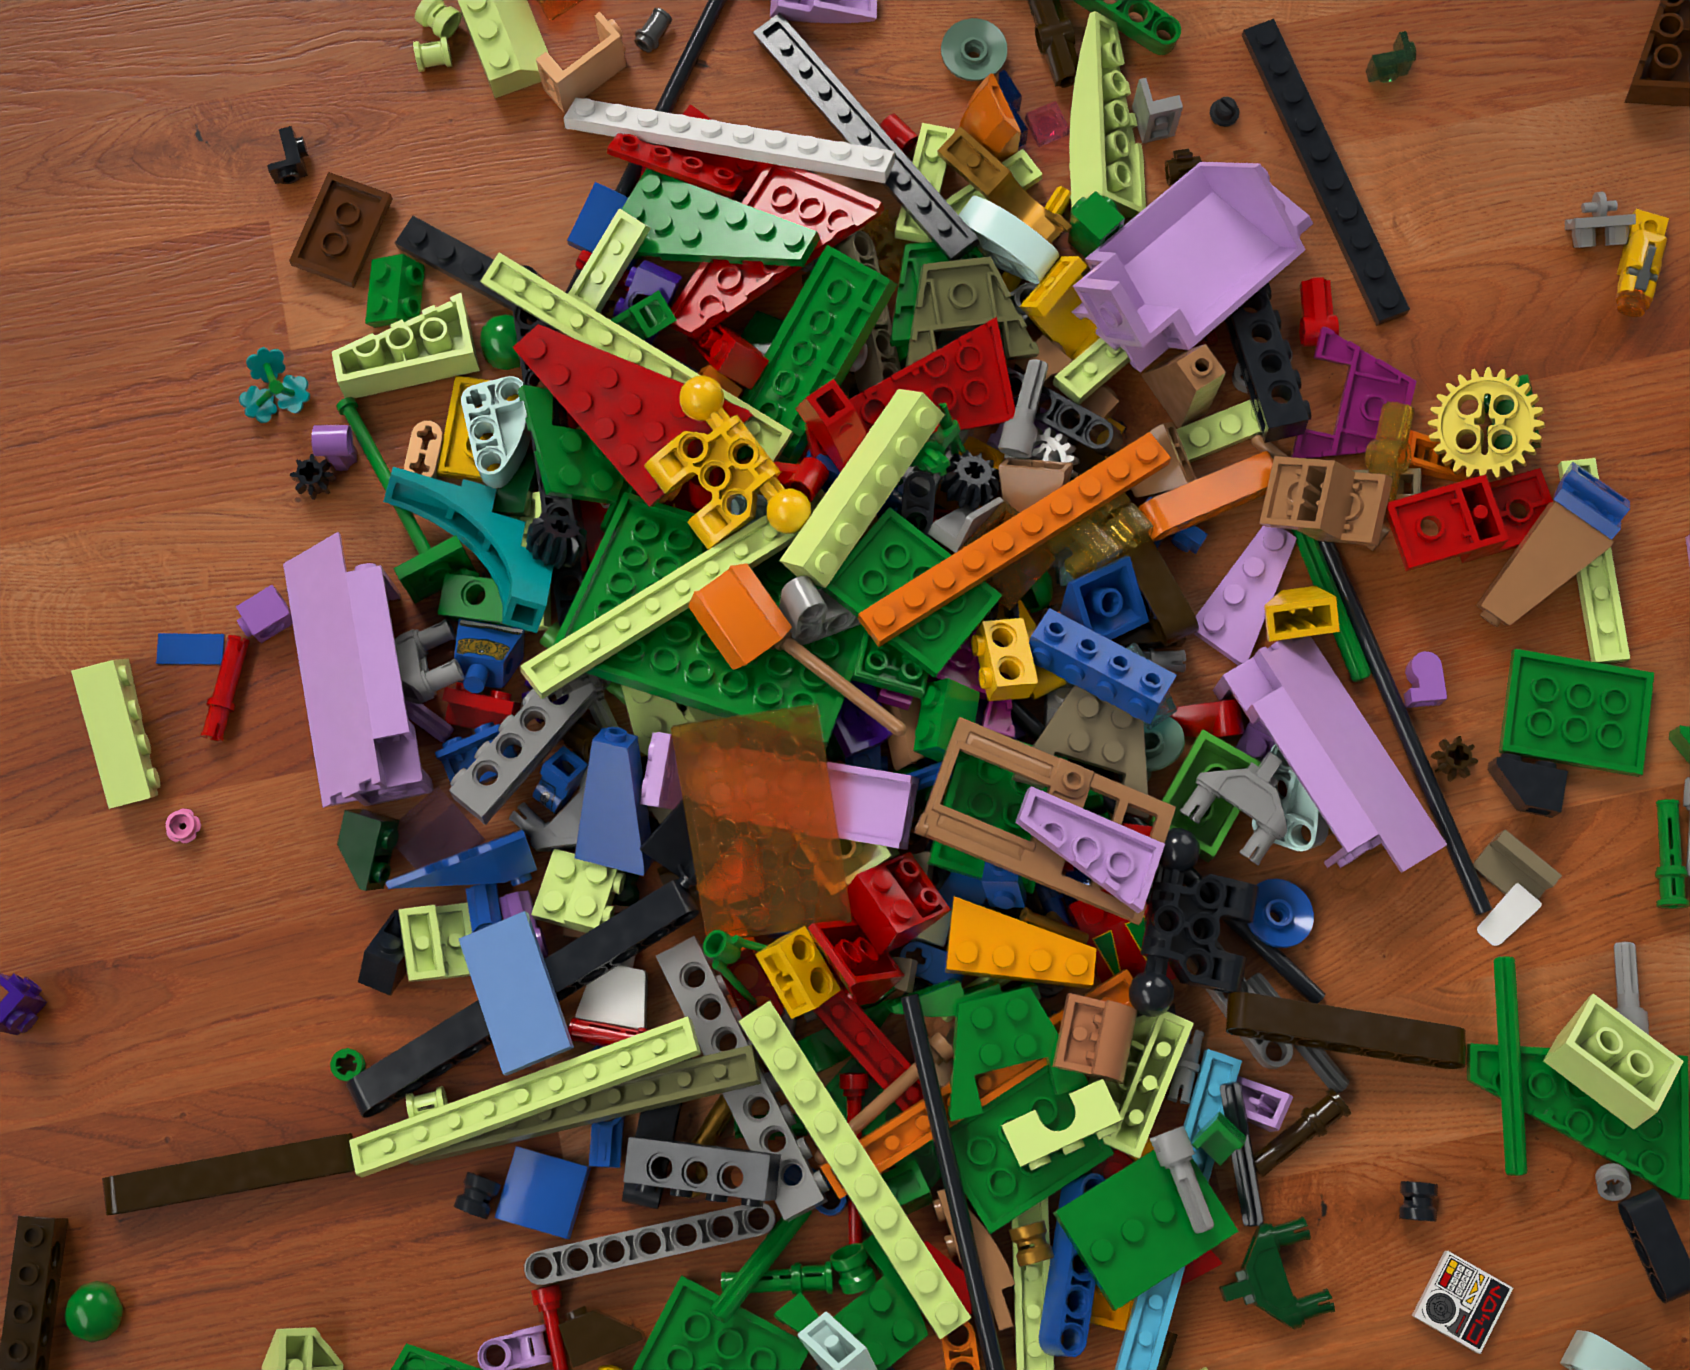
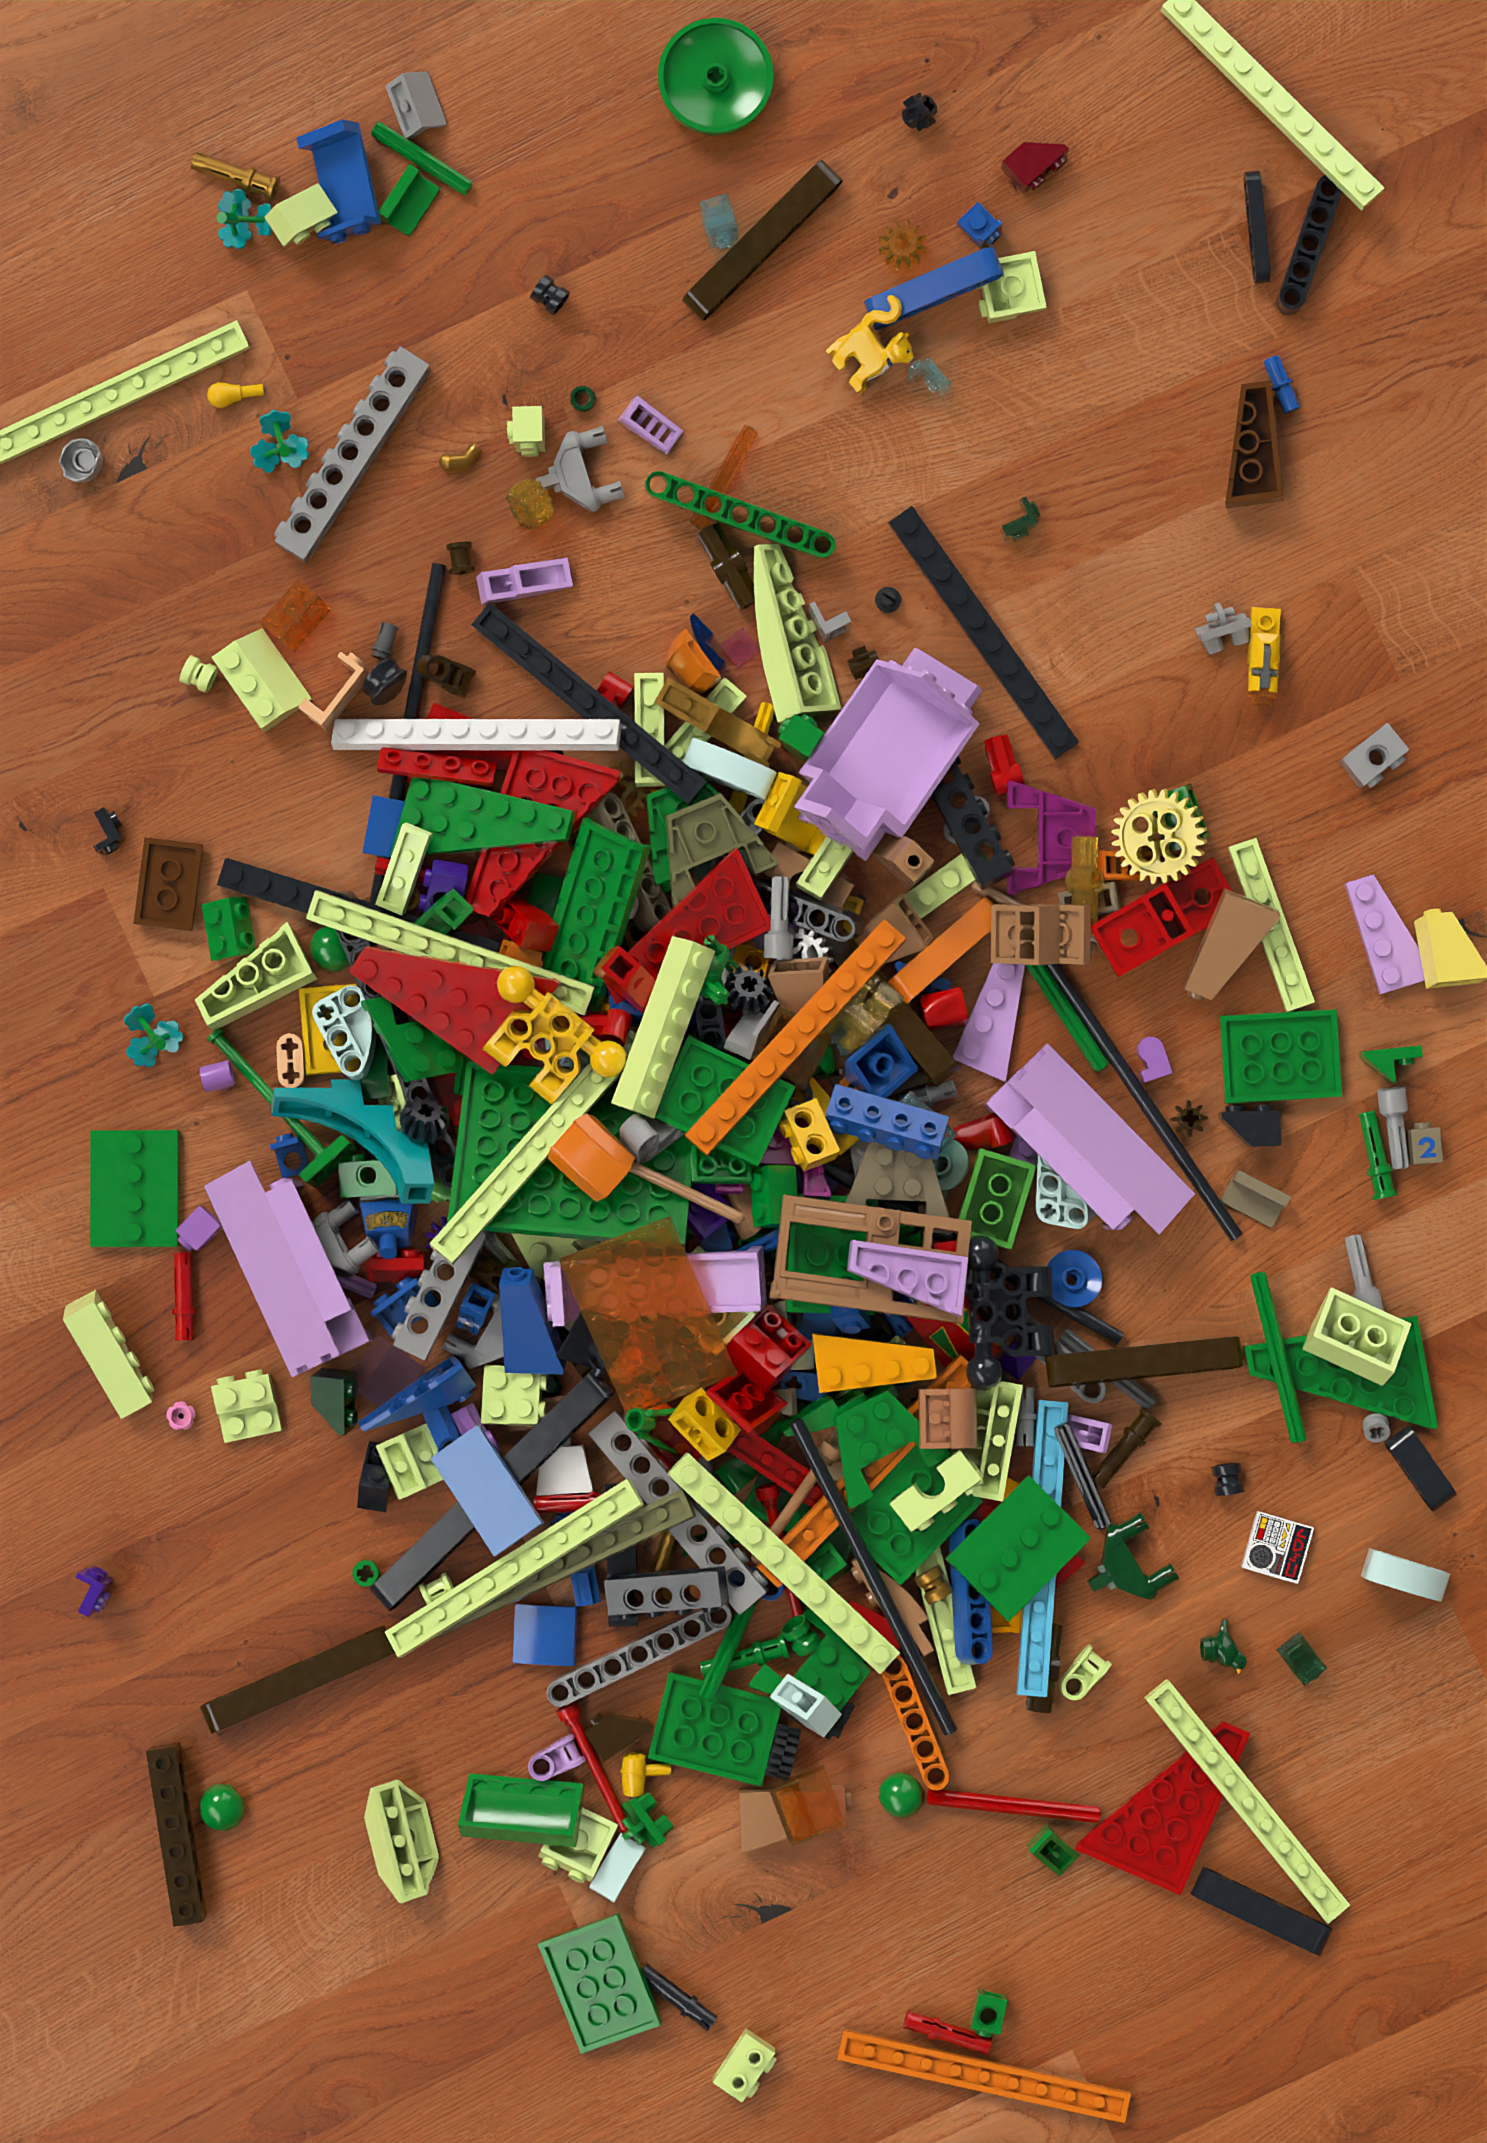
camera: 10 degrees left, 10 degrees up
(189, 648) = (143, 1269): blue sticker -> none
(205, 554) = (134, 1188): none -> green plate
(262, 832) = (246, 1406): none -> yellowish green plate
(305, 471) = (211, 1108): black gear -> none
(391, 544) = (287, 1144): none -> blue bracket
(432, 54) = (203, 709): yellowish green bush -> none
(477, 1195) = (495, 1648): black wheel -> none
(641, 67) = (384, 682): none -> black piece
(714, 77) = (450, 674): none -> dark brown piece
(978, 37) = (663, 581): sand green dish -> none
(1053, 923) = (897, 1335): pearl gold piece -> none
(1175, 1152) = (1028, 1492): light grey piece -> none
(1190, 999) = (1015, 1365): none -> dark purple slope
(1195, 562) = (943, 1009): none -> red piece
(1219, 1138) = (1061, 1470): green panel -> none
(1251, 792) = (1026, 1193): light grey connector -> none
(1301, 613) = (1037, 1034): yellow slope -> none
(1508, 915) = (1257, 1234): white sticker -> none
(1592, 500) = (1257, 880): blue slope -> none

